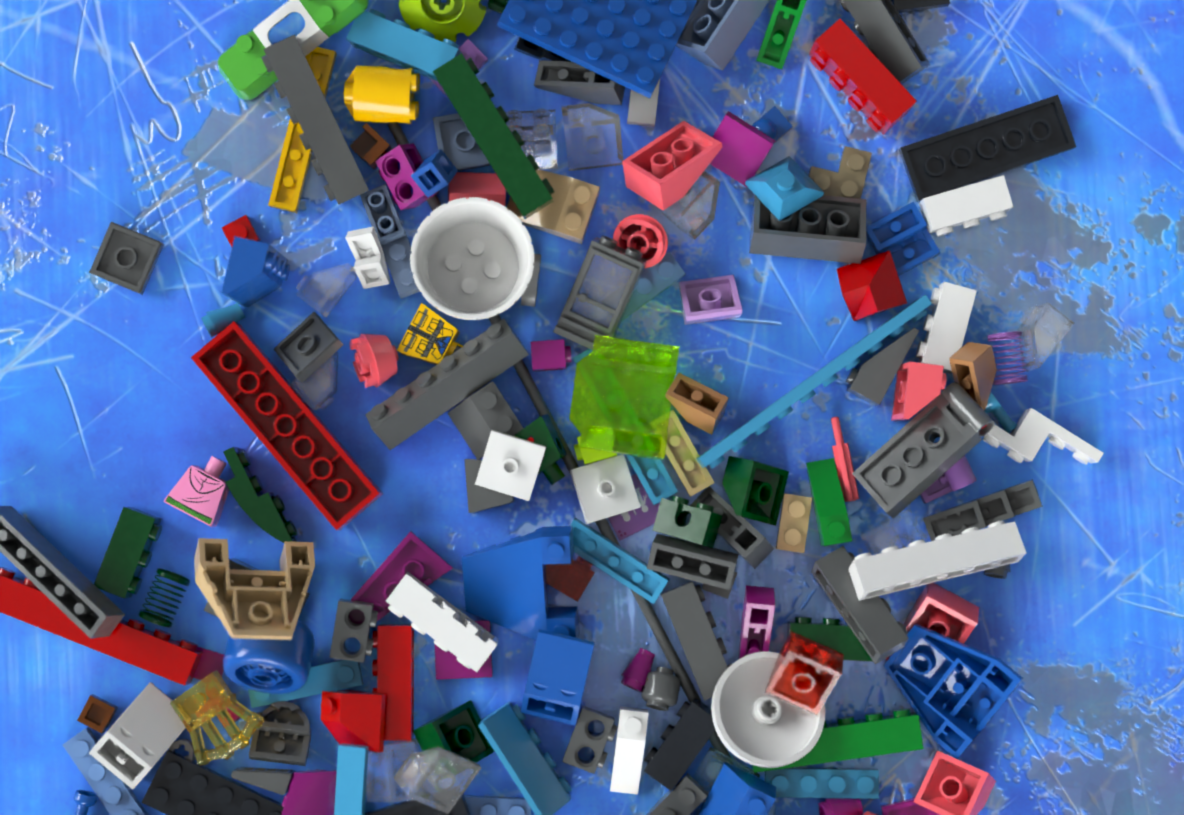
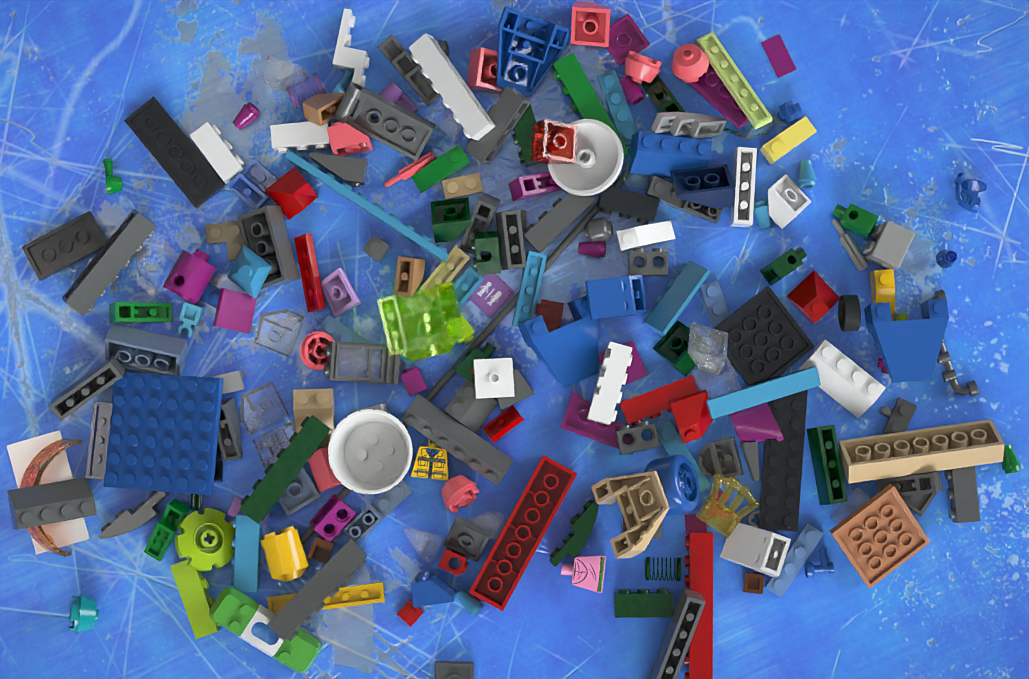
camera: 110 degrees left, 0 degrees up
(297, 314) = (444, 562): none -> red brick
(369, 257) = (394, 521): white slope -> none
(434, 173) = (323, 499): blue brick -> none
(445, 455) = (503, 424): none -> red plate
(605, 489) = (486, 313): white plate -> none
(670, 164) = (261, 350): coral slope -> none
(750, 372) = (376, 249): none -> dark grey brick
(752, 269) = (309, 272): none -> red plate
(754, 87) = (191, 315): none -> medium azure plate
(808, 106) = (190, 275): none -> magenta cylinder
(861, 77) = (158, 248): red brick -> none
(975, 49) = (113, 183): none -> green bar
(1003, 264) = (246, 115): none -> magenta cone

